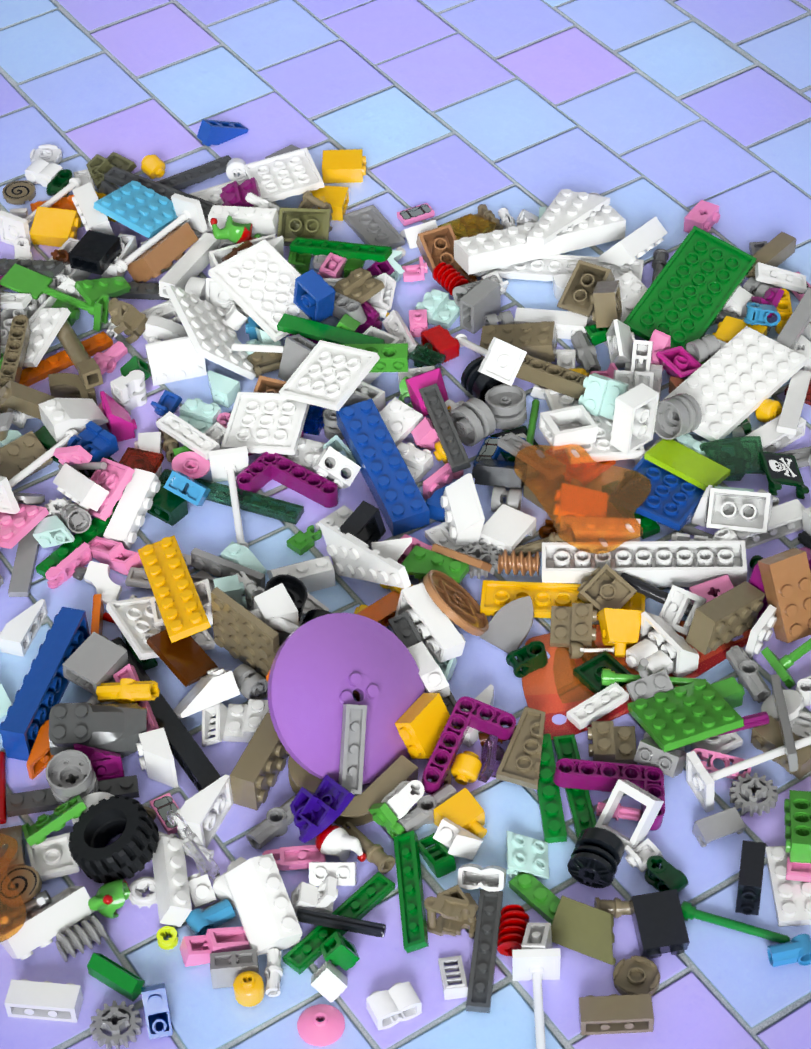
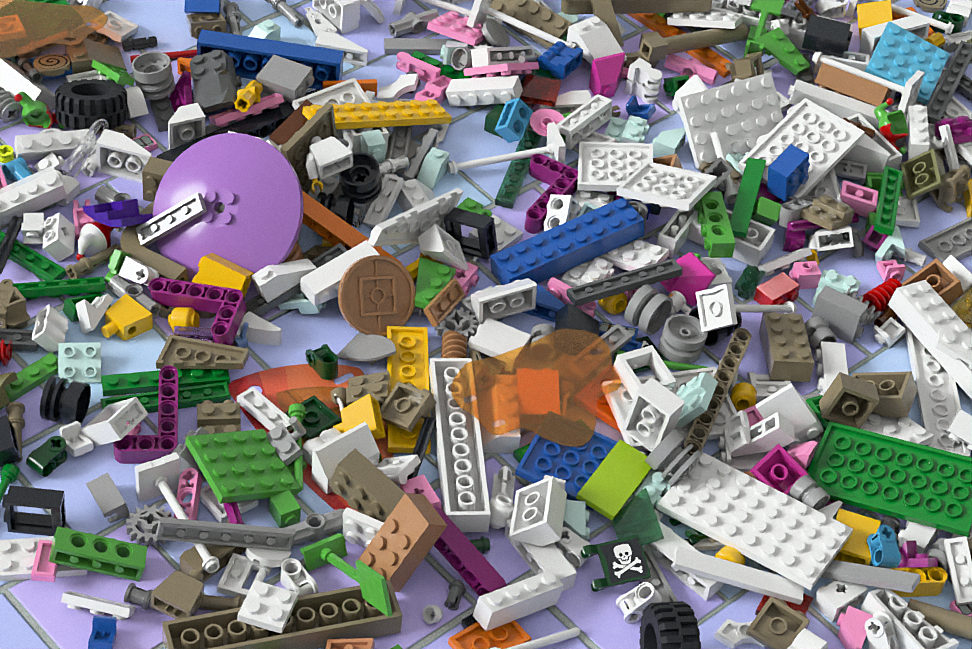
camera: 75 degrees right, 0 degrees up
(72, 455) = (538, 45): bright pink plate -> none

